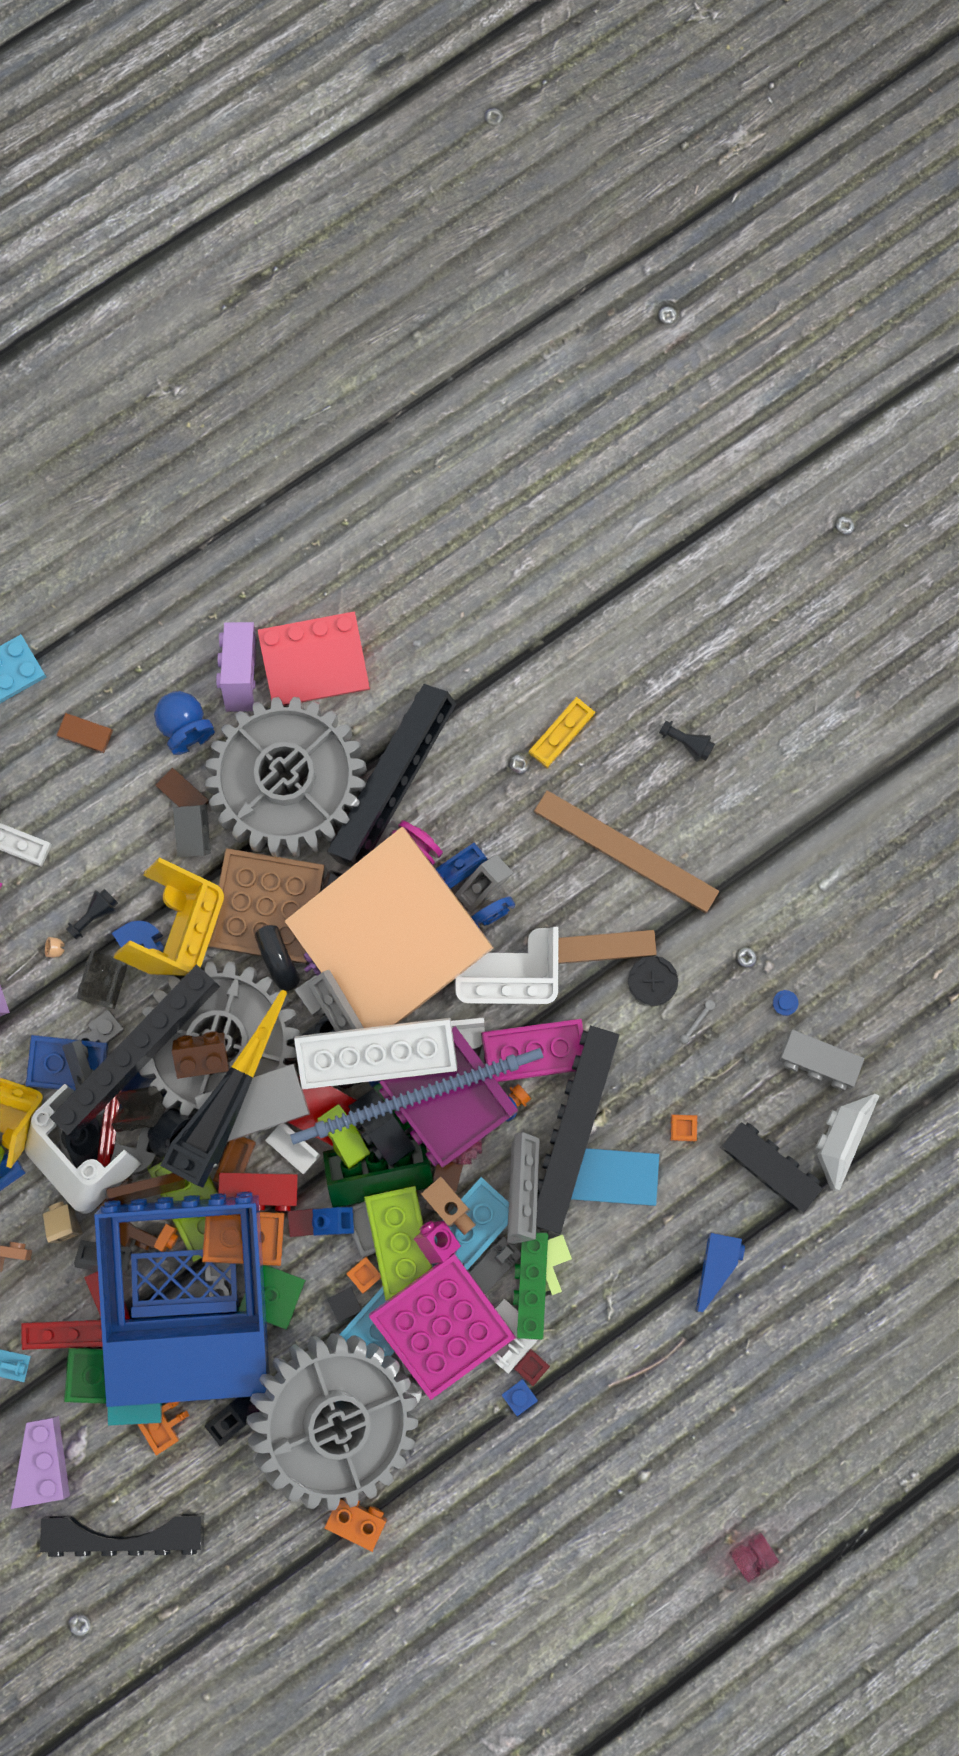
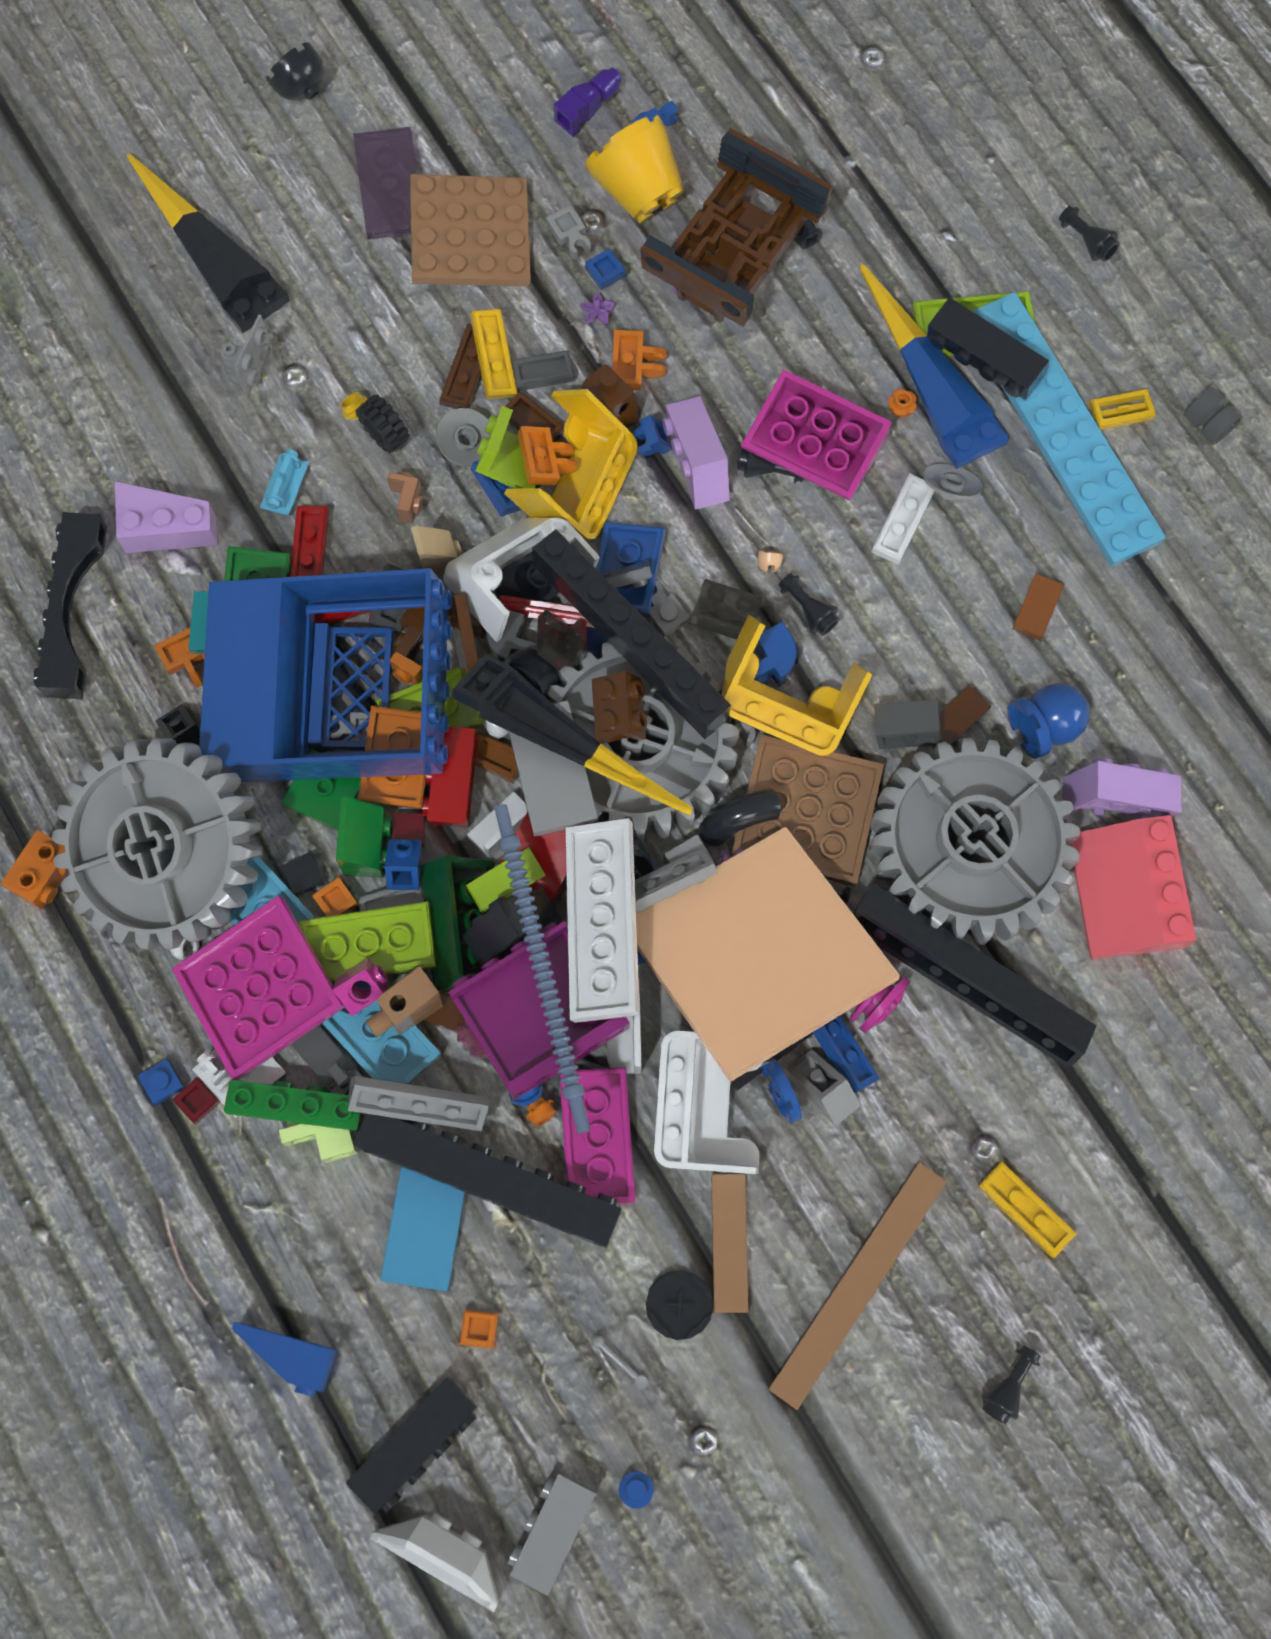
camera: 90 degrees right, 5 degrees down
(314, 1256) = (362, 838): none -> green slope

